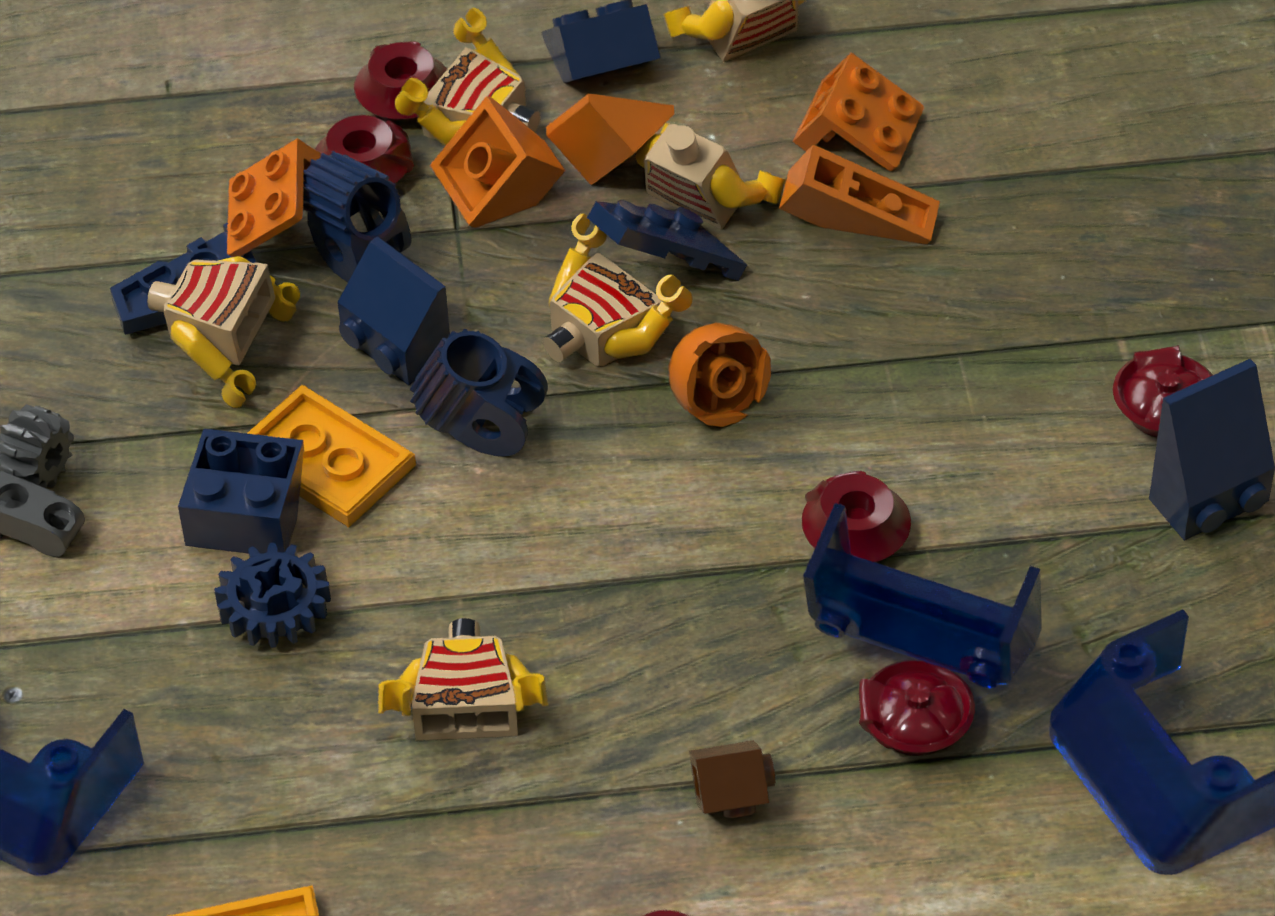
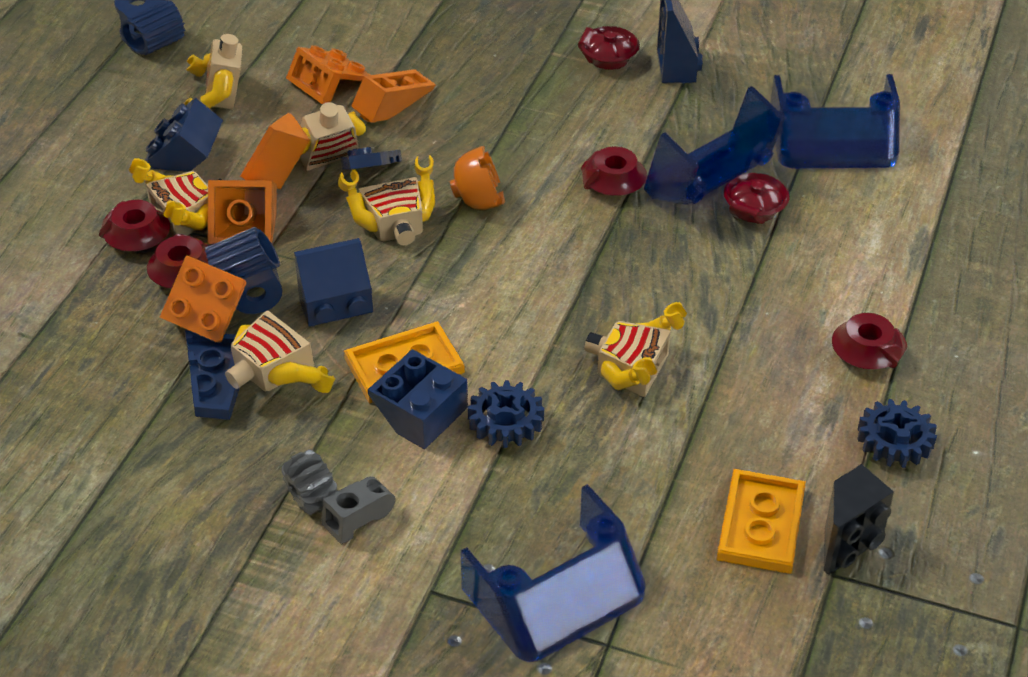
camera: 65 degrees left, 5 degrees down
(471, 383) = (422, 277): dark blue piece -> none
(732, 778) = (764, 273): reddish brown brick -> none

